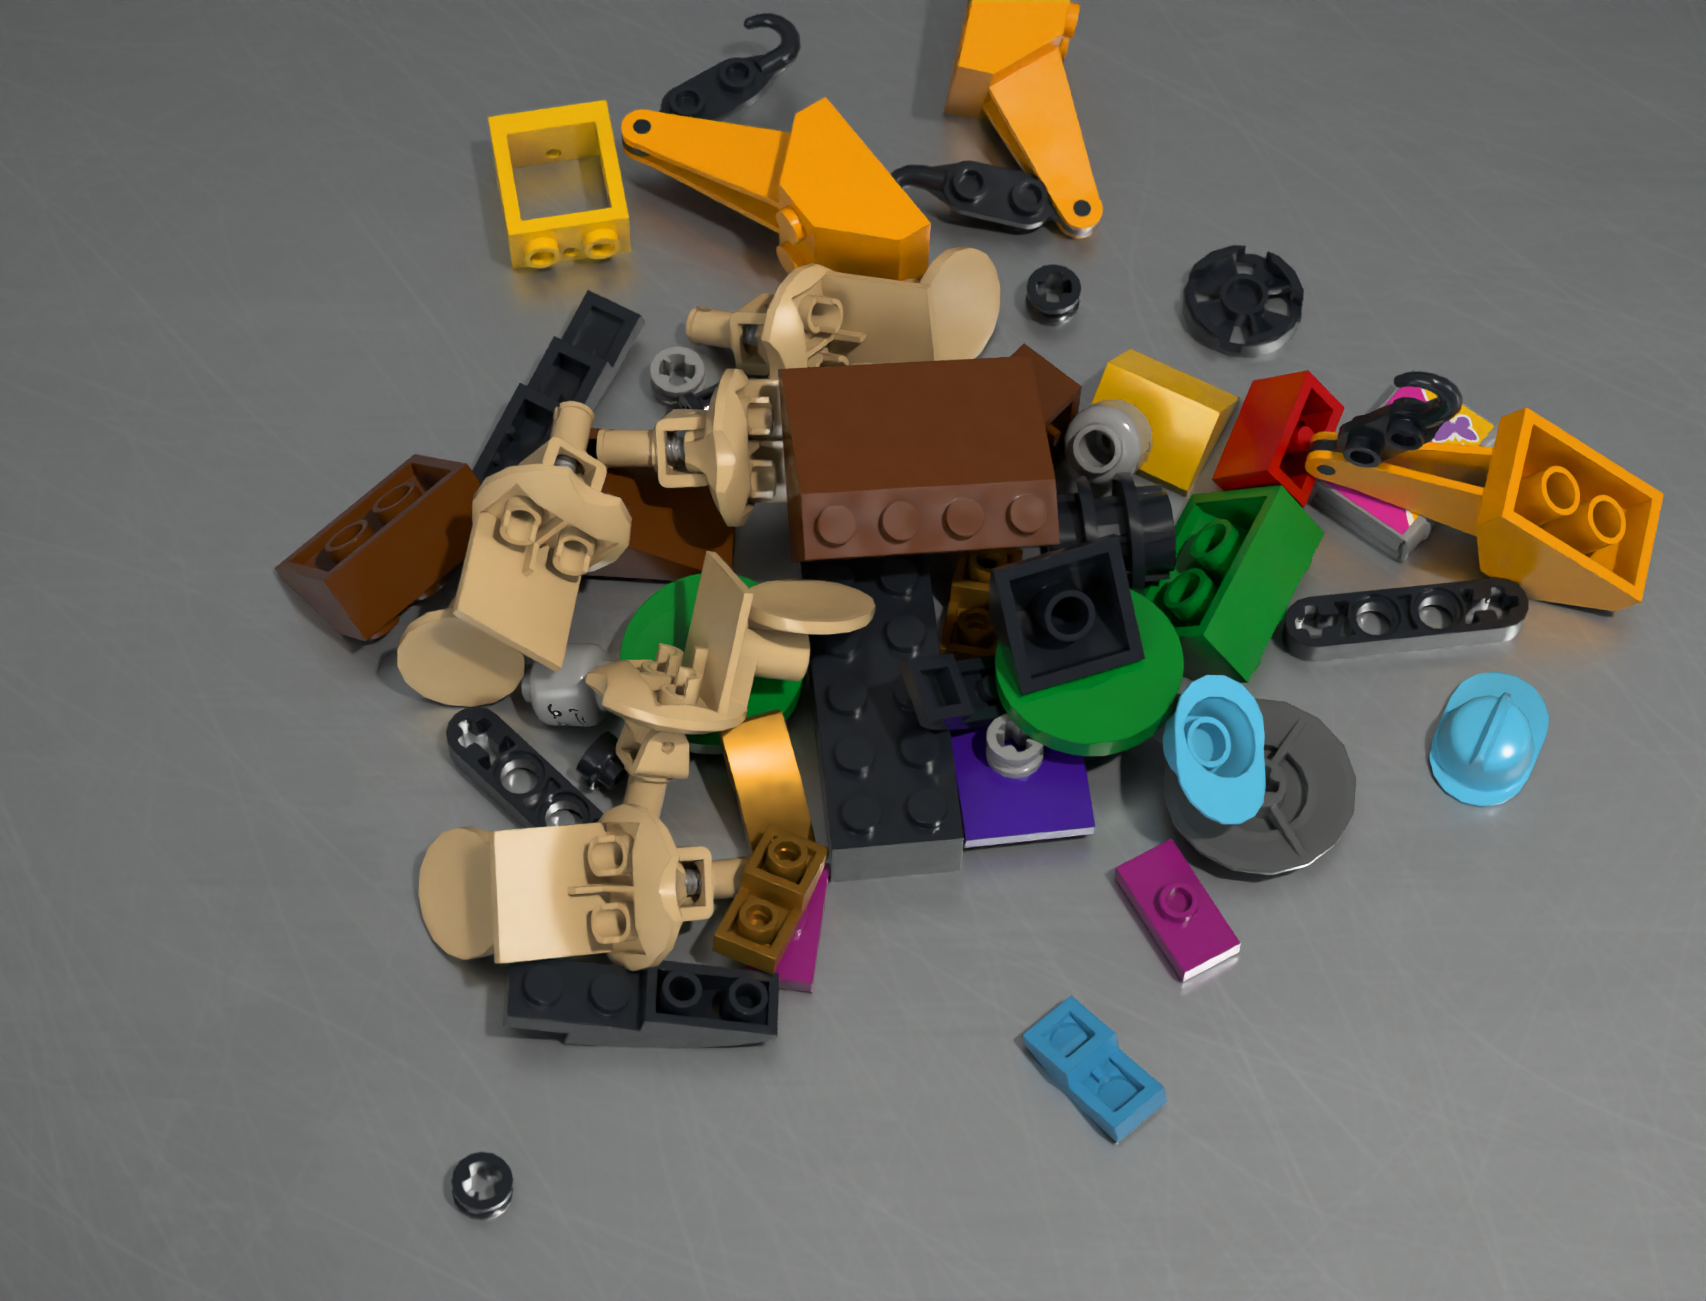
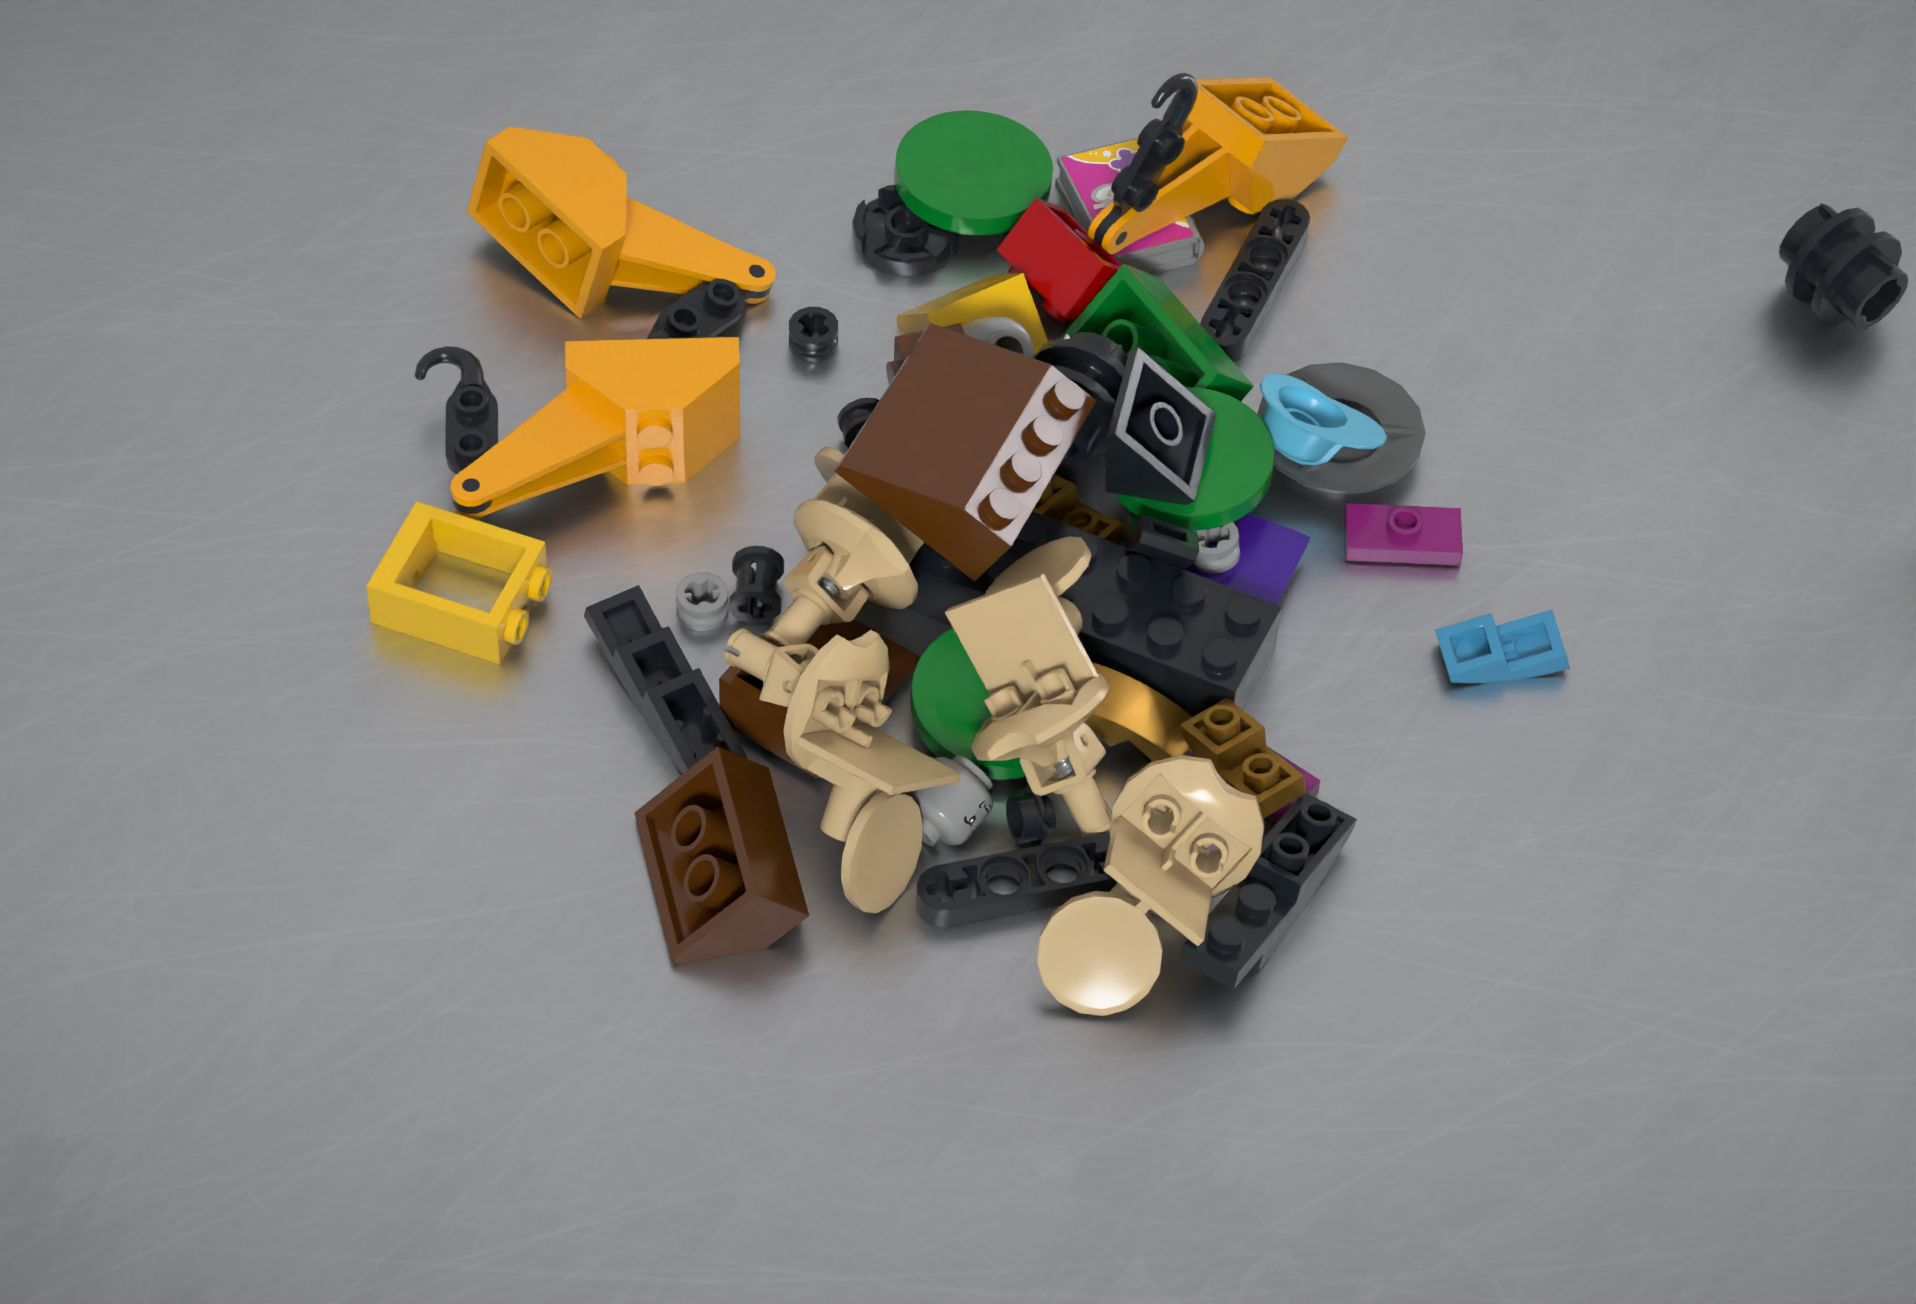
camera: 60 degrees left, 10 degrees down
(461, 1183) = (1336, 1088): black bush -> none
(853, 318) = (765, 460): tan piece -> none
(1341, 311) = (971, 171): none -> green piece
(1488, 739) = (1384, 288): medium azure piece -> none

